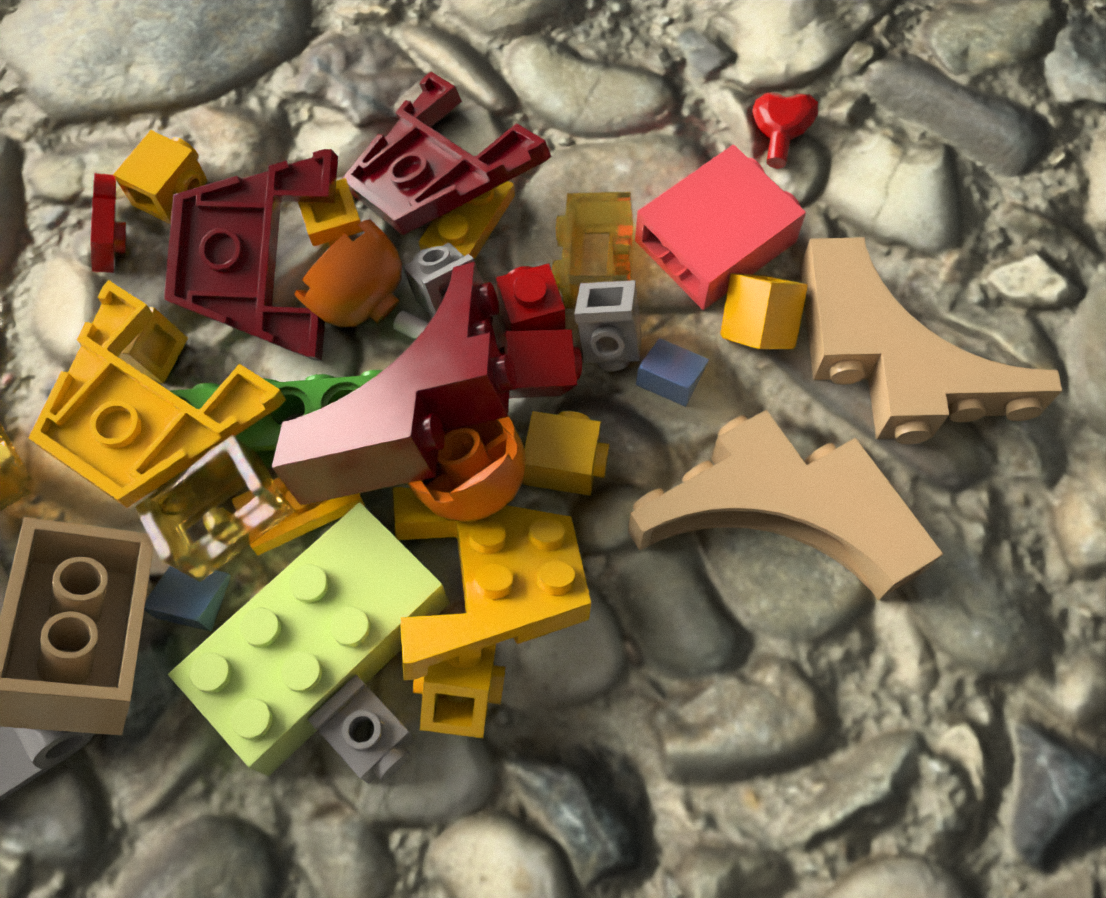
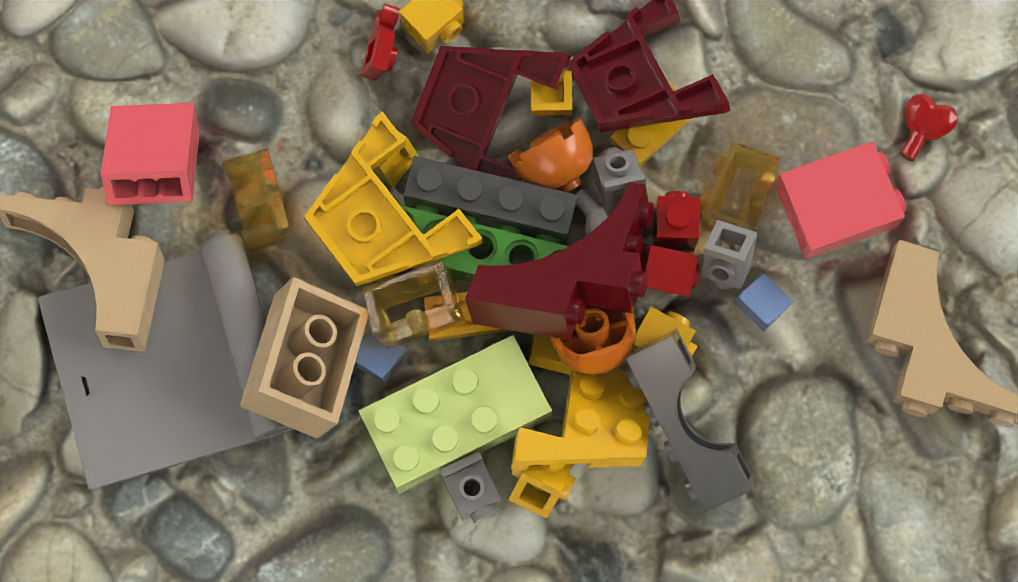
camera: 15 degrees right, 10 degrees up
(284, 346) = (490, 197): none -> dark grey arch
(687, 591) = (713, 469): none -> dark grey arch
(763, 311) = (846, 280): yellow panel -> none
(827, 502) = (794, 409): tan arch -> none

